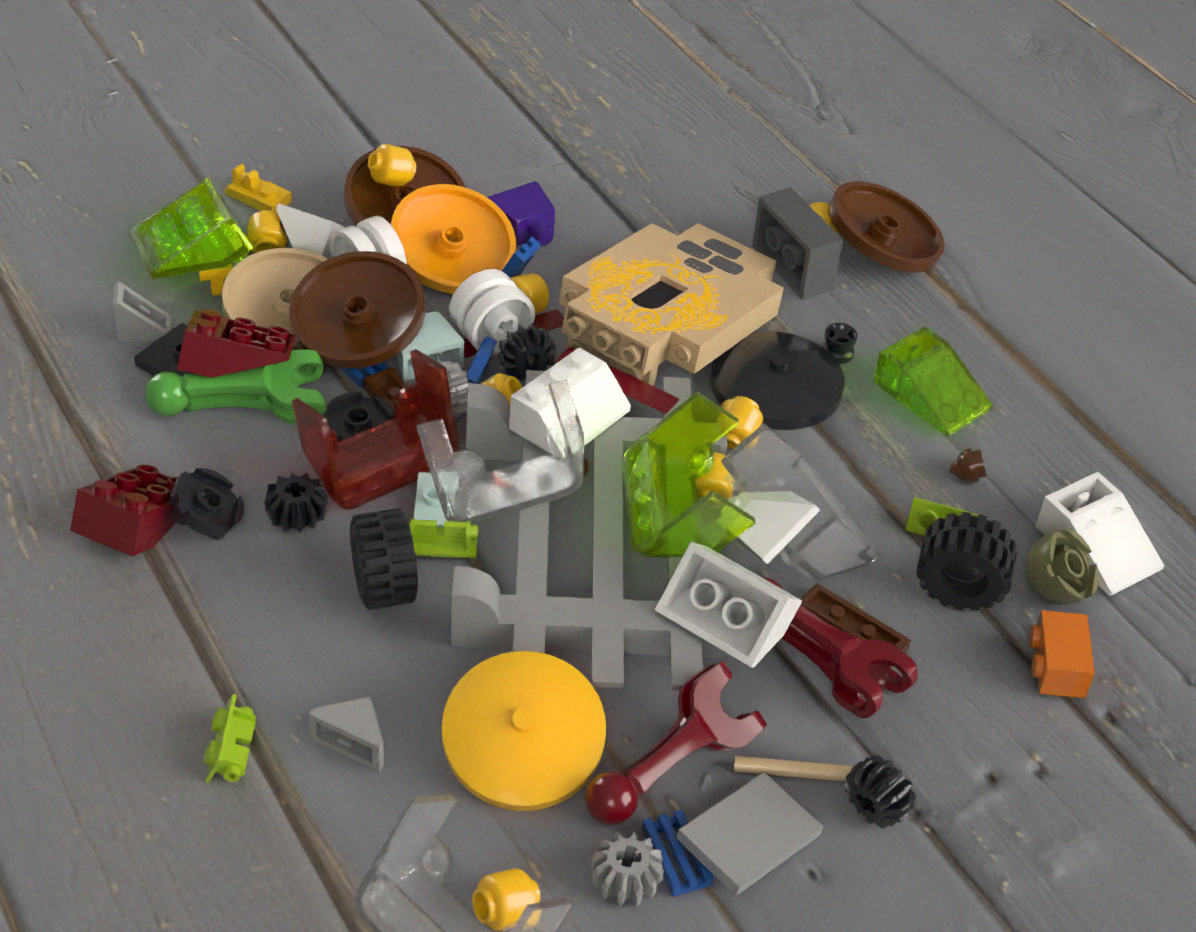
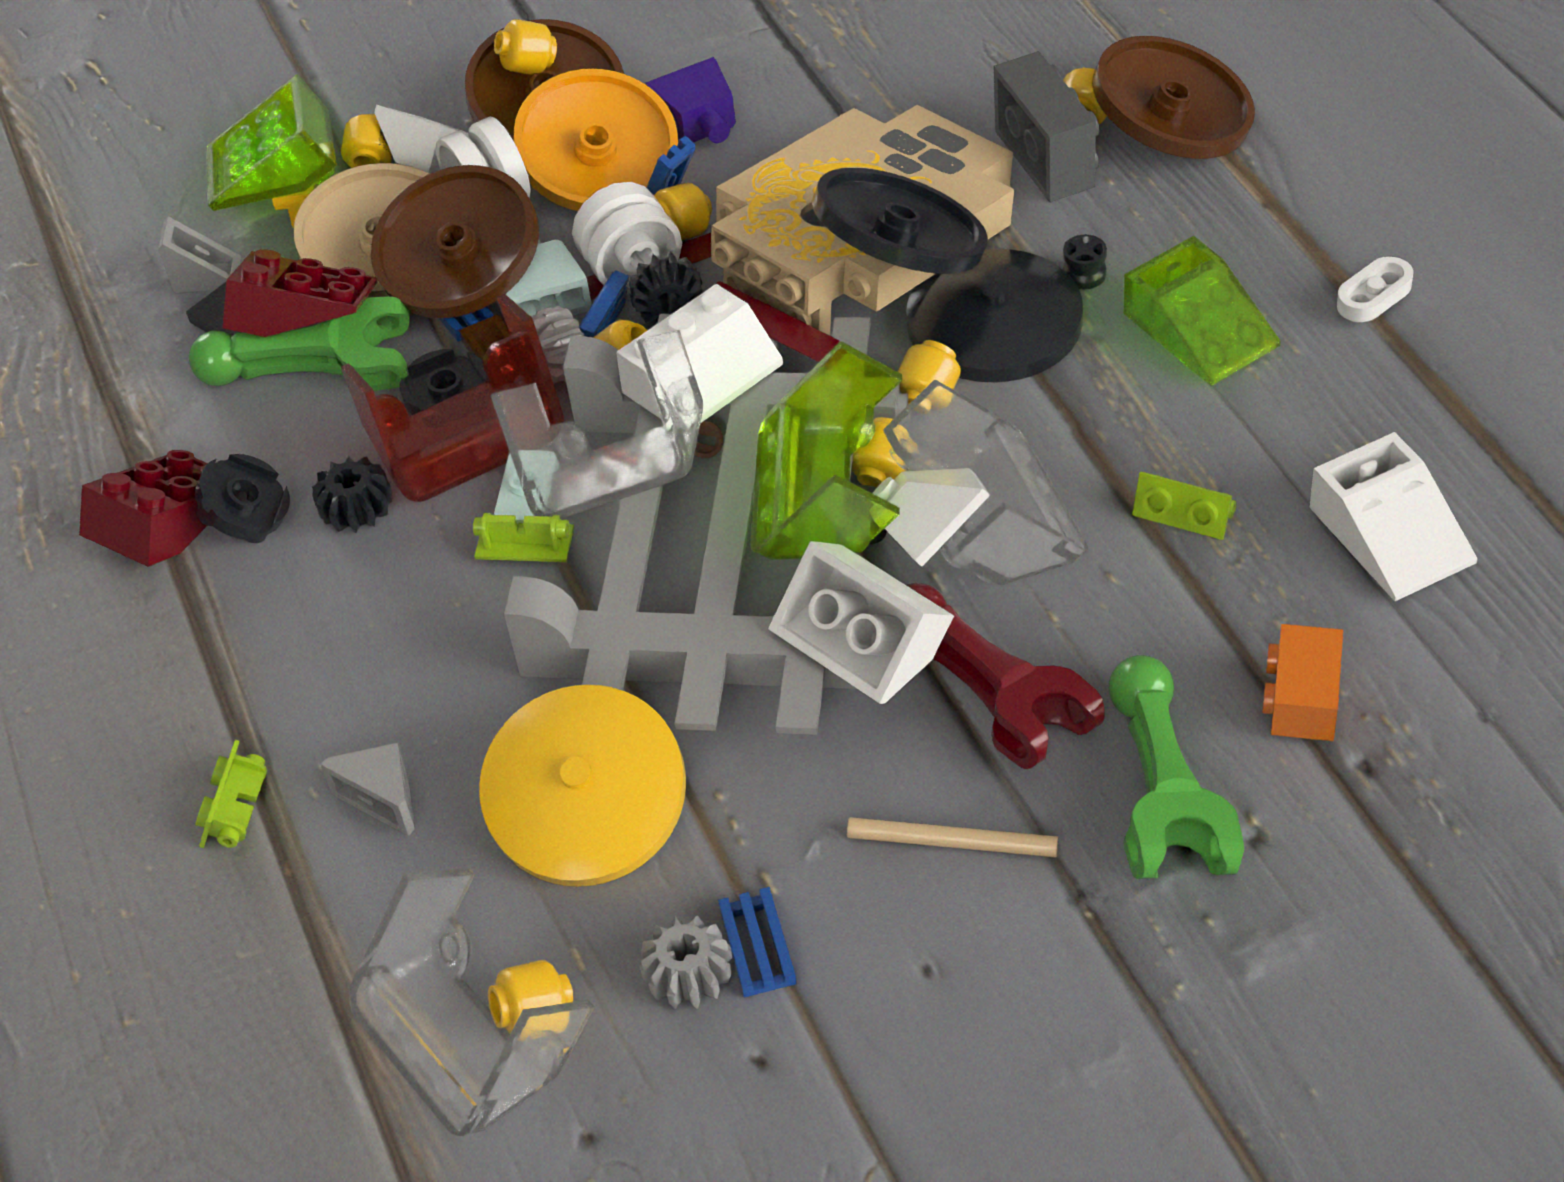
camera: 15 degrees right, 5 degrees up
(255, 191) = (366, 87): yellow plate -> none
(383, 558) = (437, 566): black tyre -> none
(701, 723) = (684, 868): dark red piece -> none
(715, 305) = (899, 220): none -> black dish
(749, 833) = (850, 918): light grey tile -> none
(850, 618) = (1031, 638): reddish brown tile -> none
(879, 791) = (1023, 866): black gear -> none
(967, 561) = (1191, 559): black tyre -> none
(969, 466) = (1232, 425): reddish brown plate -> none
(981, 742) = (1175, 804): none -> bright green piece
(1054, 370) = (1374, 289): none -> white plate
(1061, 569) = (1326, 564): olive cylinder -> none

